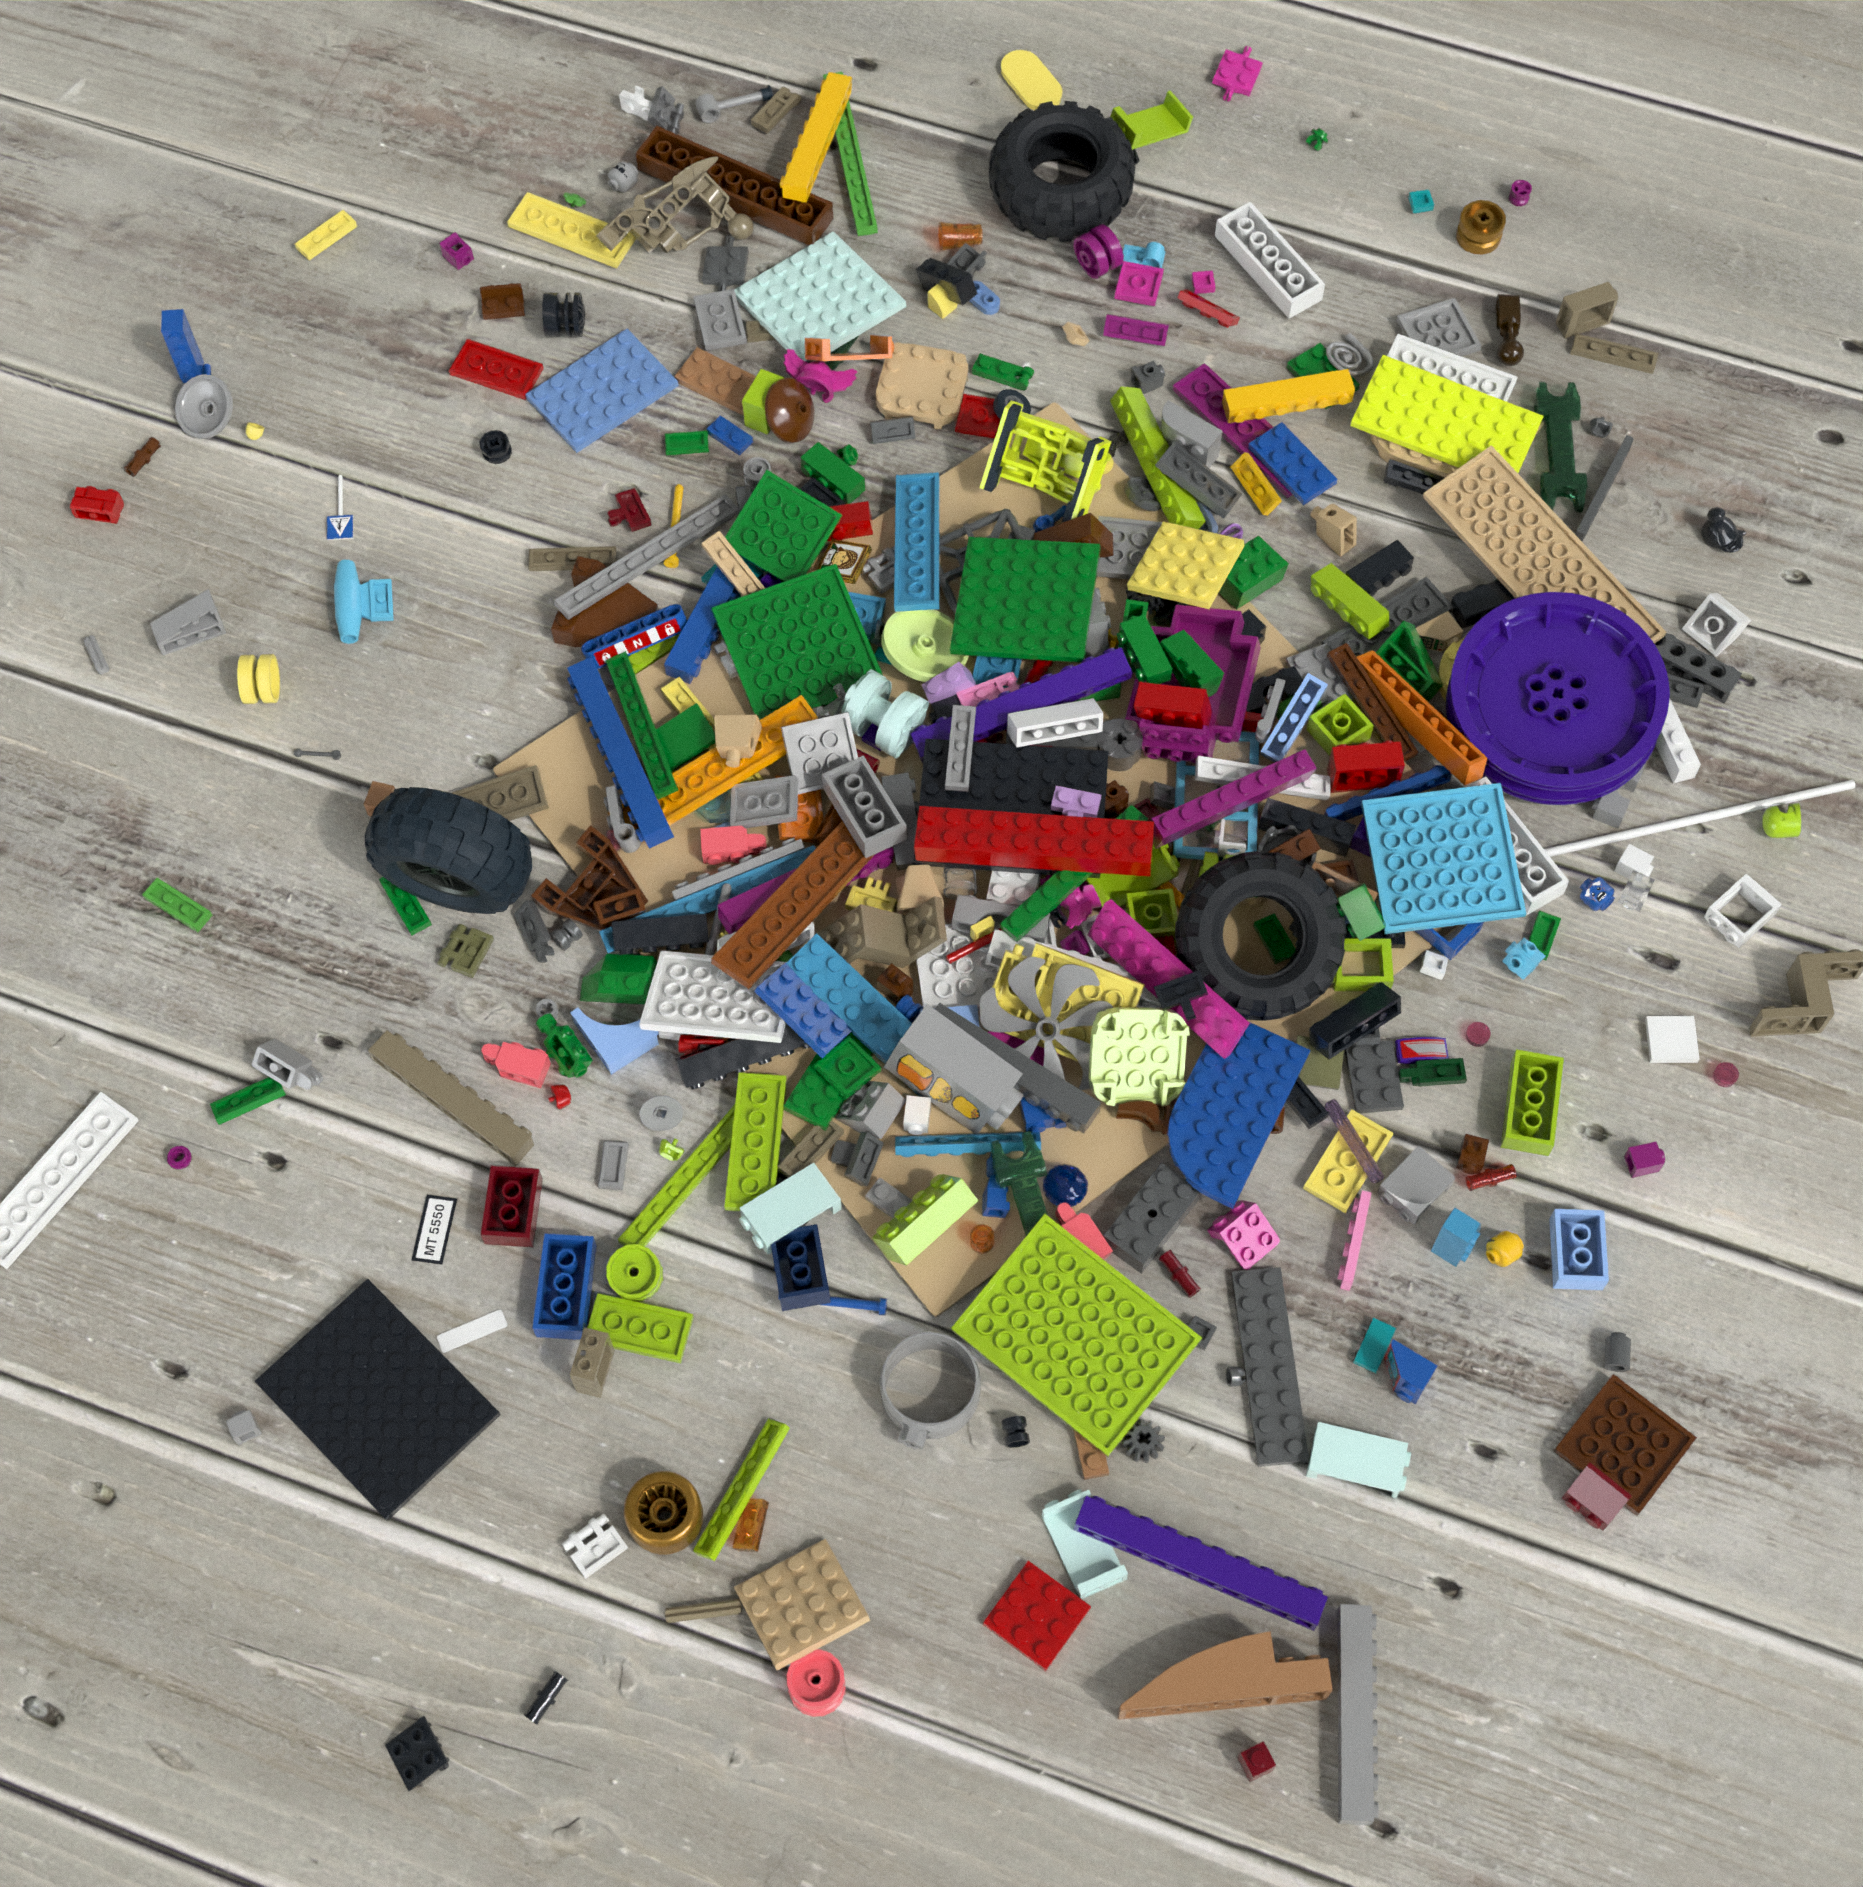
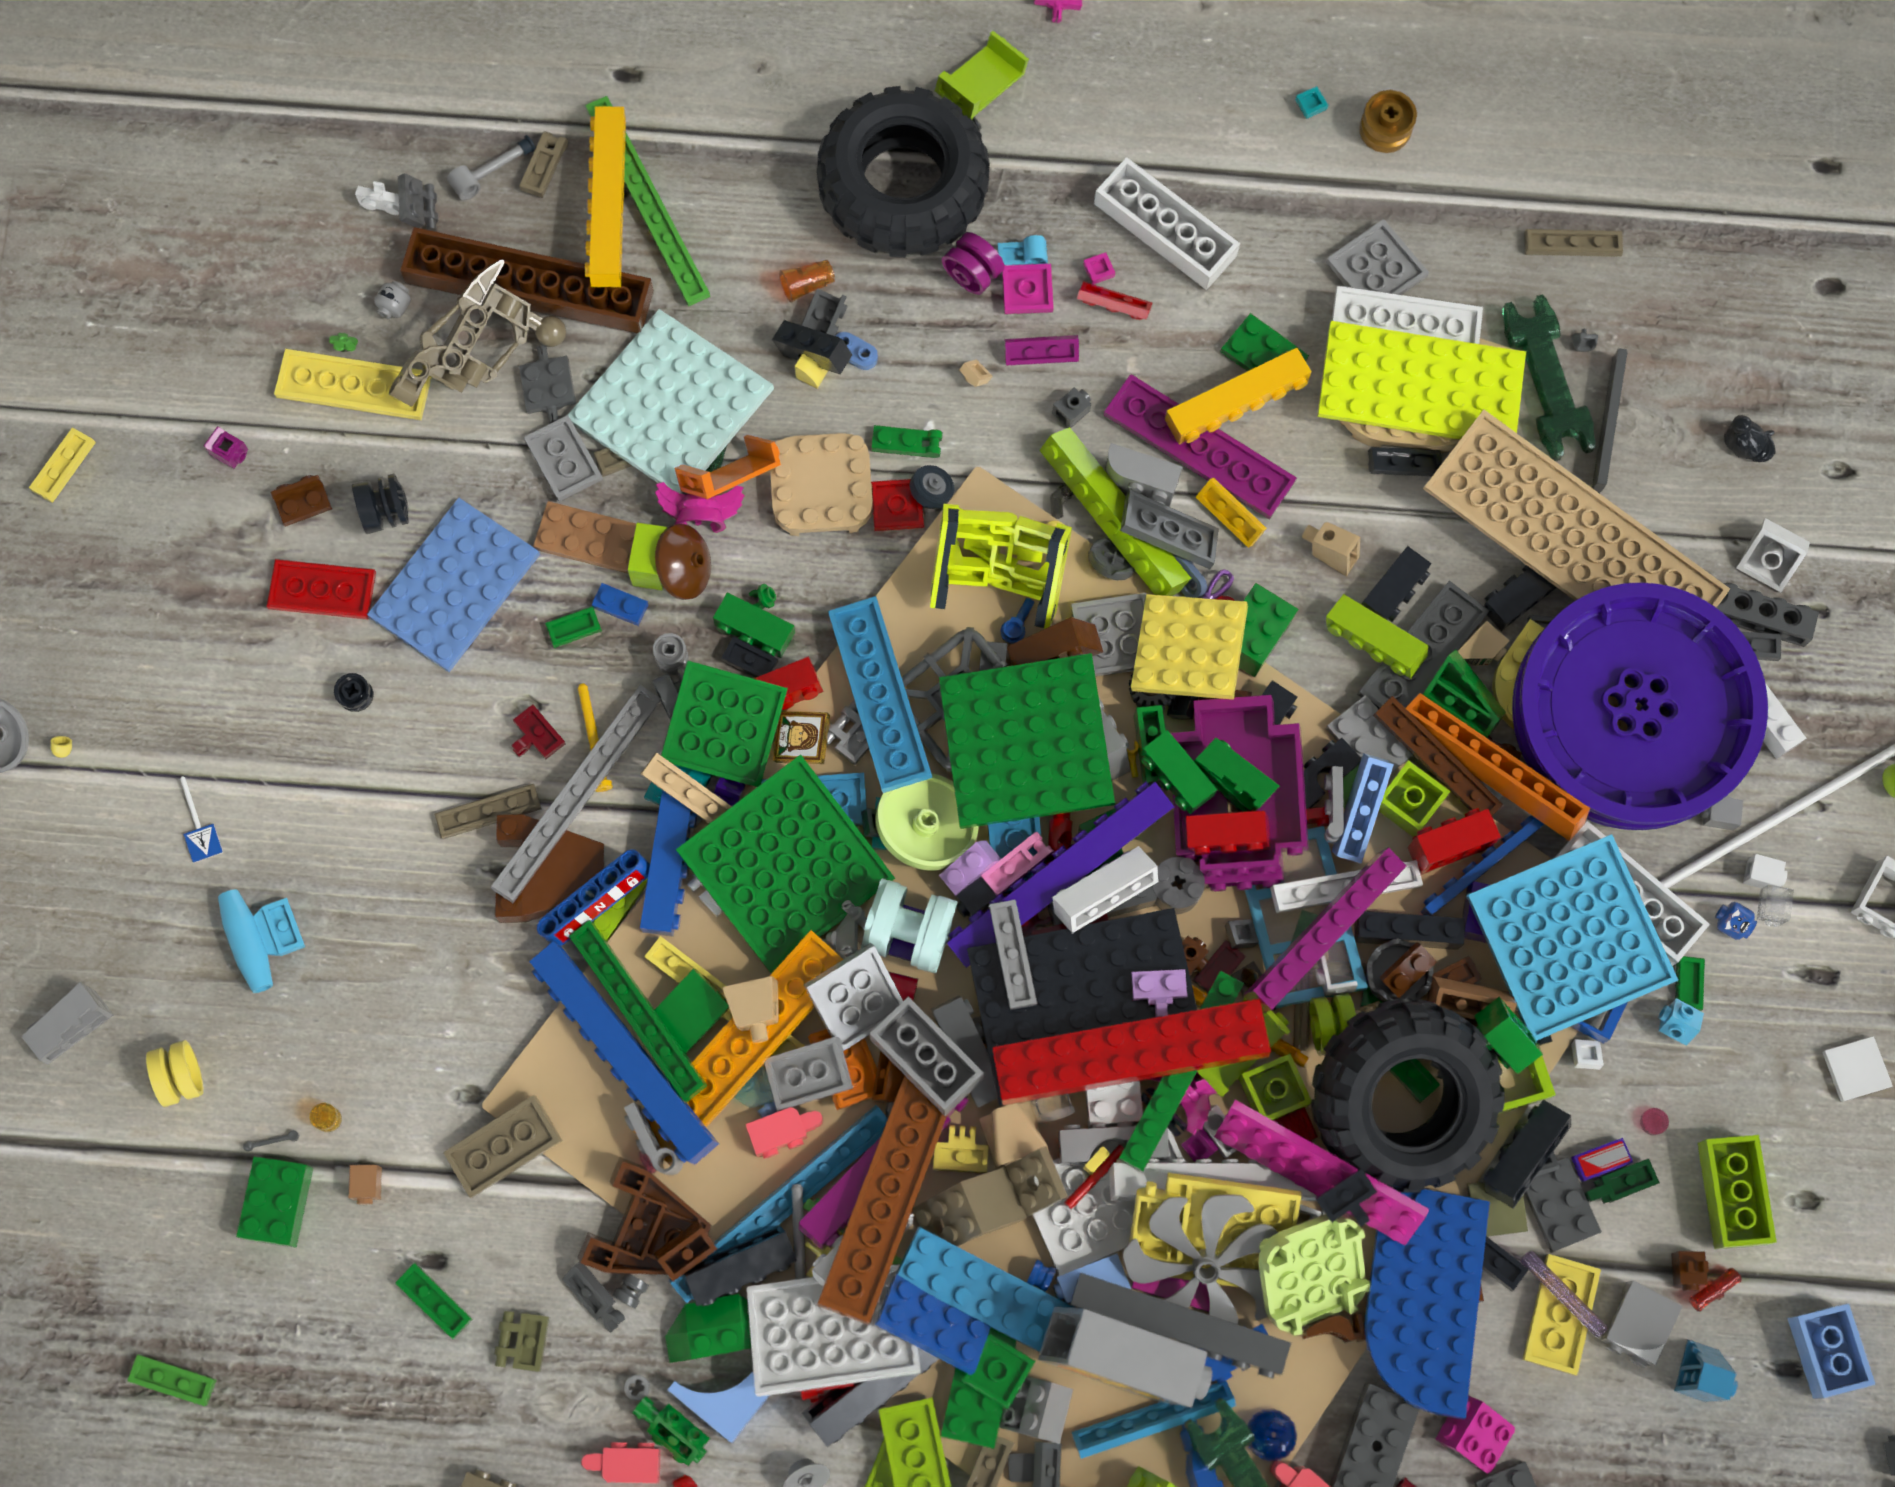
camera: 20 degrees left, 10 degrees up
(304, 795) = (274, 1202): none -> green brick
(366, 745) = (329, 1121): none -> clear yellow wheel
(448, 850) = (475, 1253): black wheel -> none
(746, 864) = (808, 1154): light grey plate -> none
(893, 429) = (805, 550): dark grey plate -> none
(894, 984) = (1018, 1250): reddish brown brick -> none
(917, 1114) = (1089, 1402): white brick -> none
(1030, 79) = (827, 51): light yellow tile -> none
(1292, 463) = (1265, 478): blue plate -> none
(1319, 136) = (1175, 45): green plate -> none
(1352, 1249) = (1595, 1418): bright pink plate -> none
(1358, 350) = (1296, 312): light grey piece -> none
(1504, 1248) = (1753, 1371): yellow head -> none
(1508, 321) = (1450, 234): dark brown beam -> none
(1520, 192) = (1421, 60): magenta wheel -> none
(1587, 309) = (1534, 200): dark tan window -> none
(1644, 1159) = (1868, 1222): magenta brick -> none

